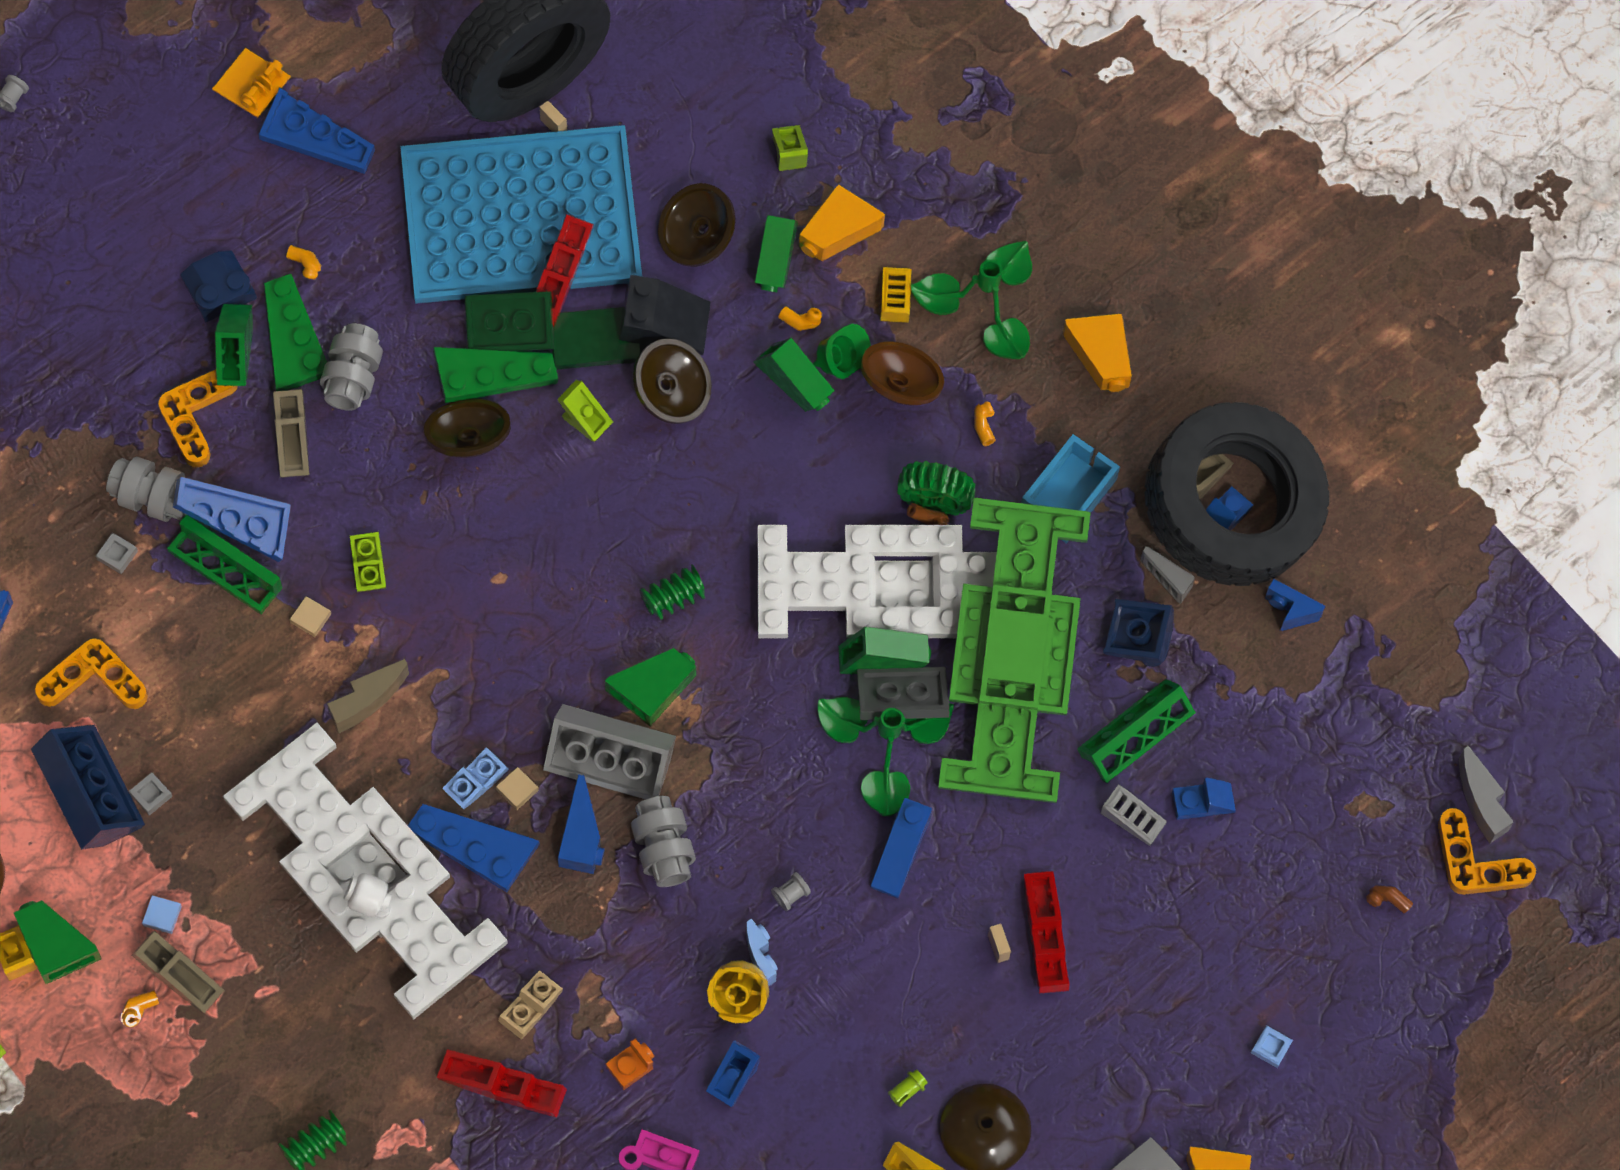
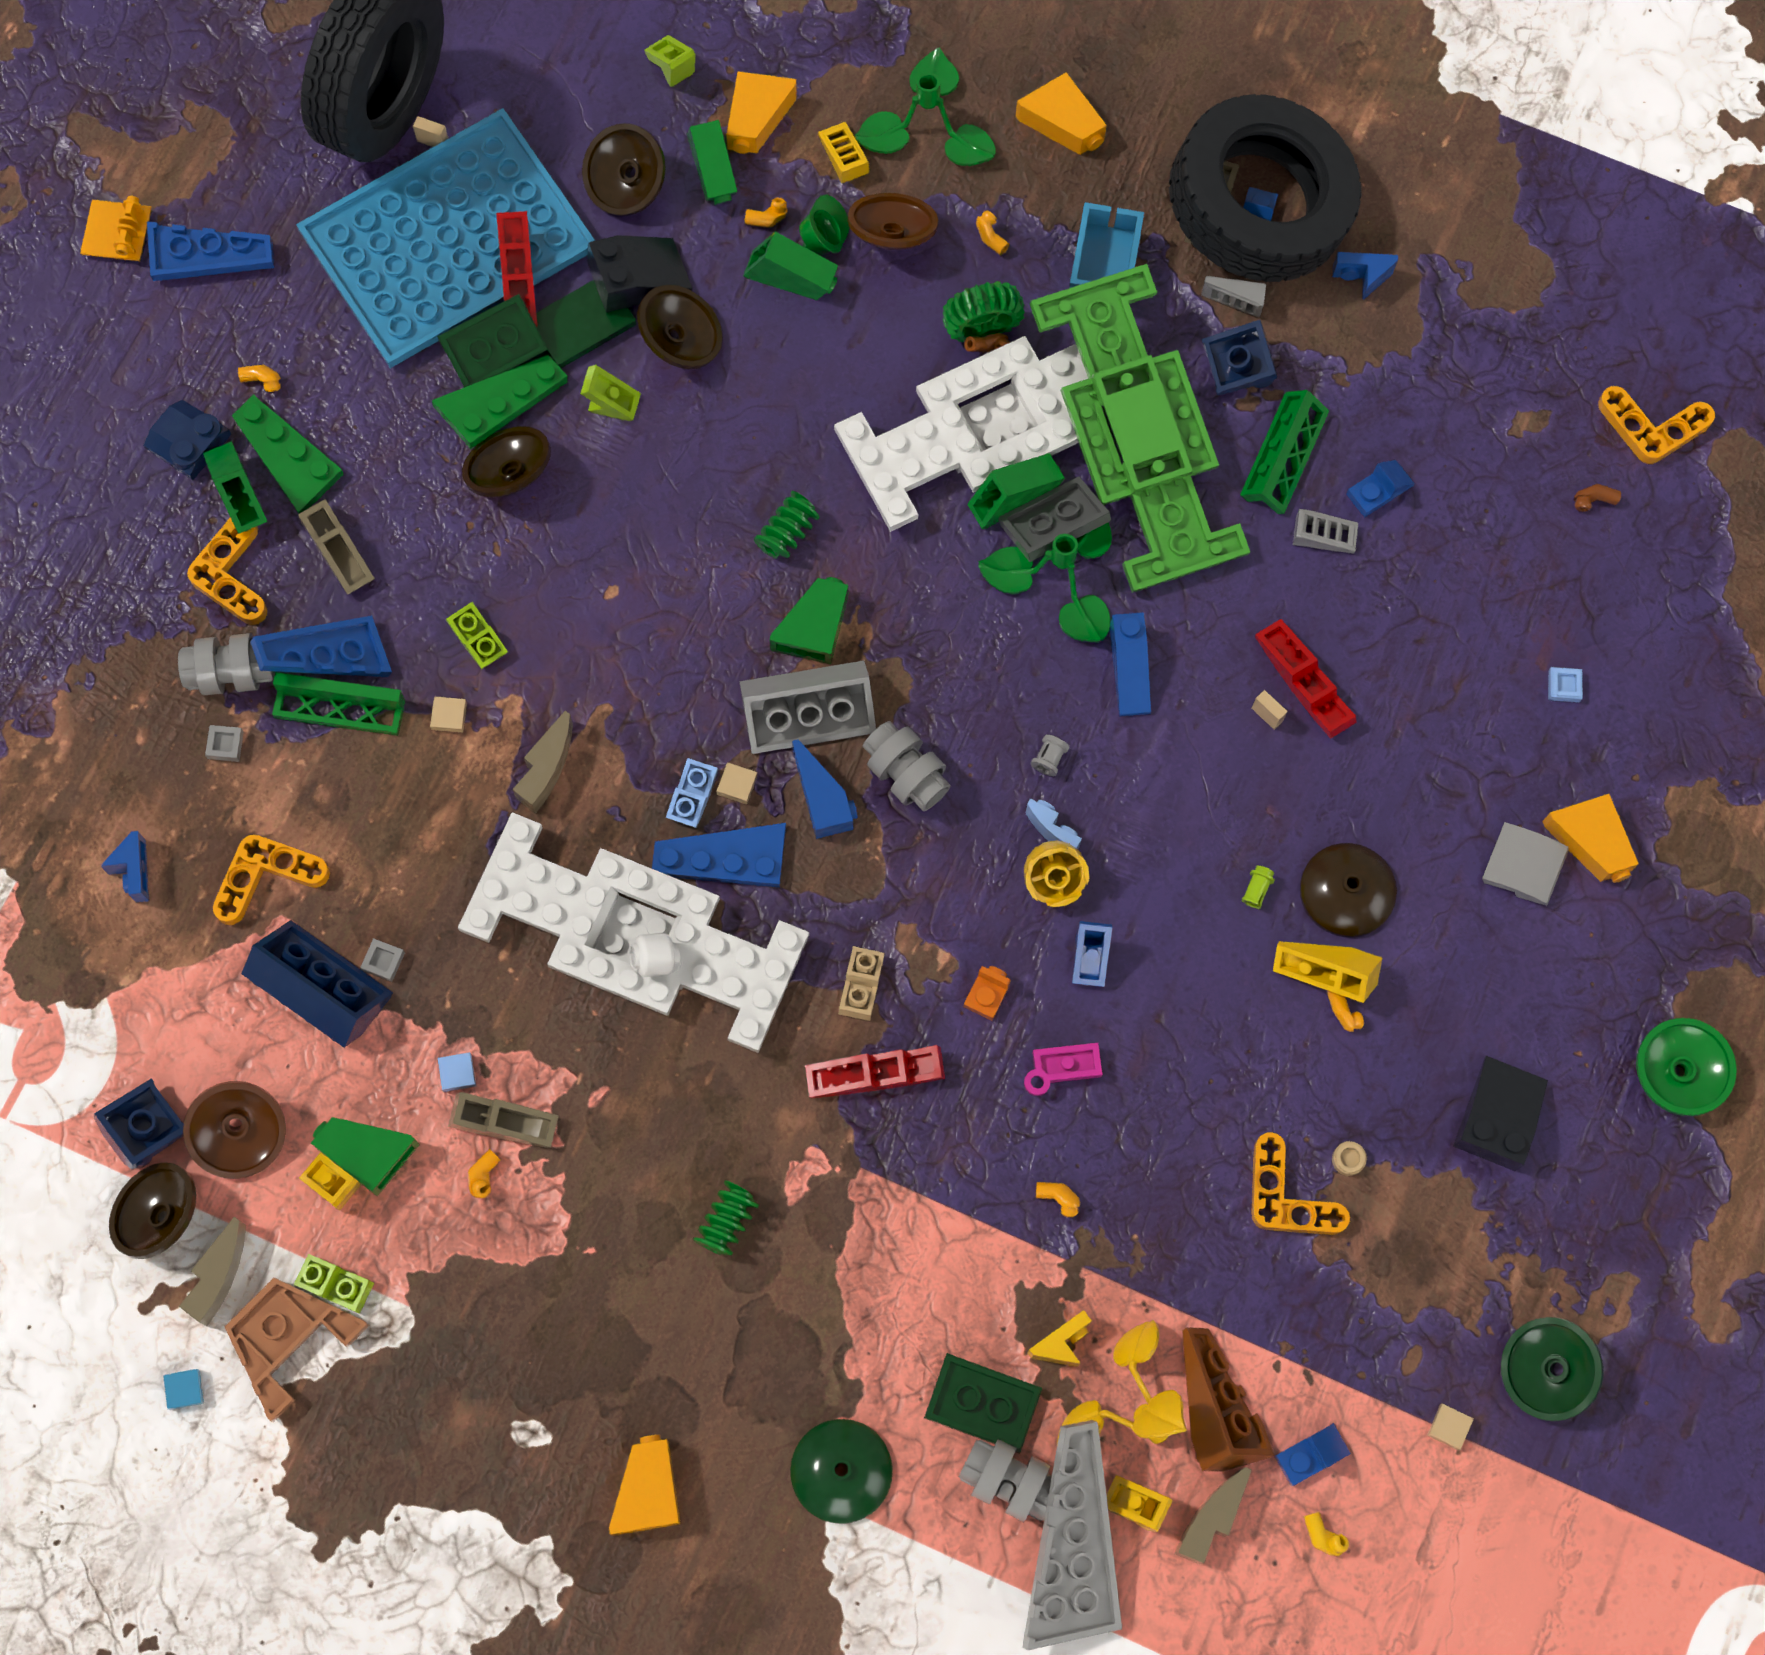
camera: 25 degrees left, 5 degrees up
(349, 374) = (362, 457): light grey piece -> none
(1483, 796) = (1628, 363): light grey slope -> none

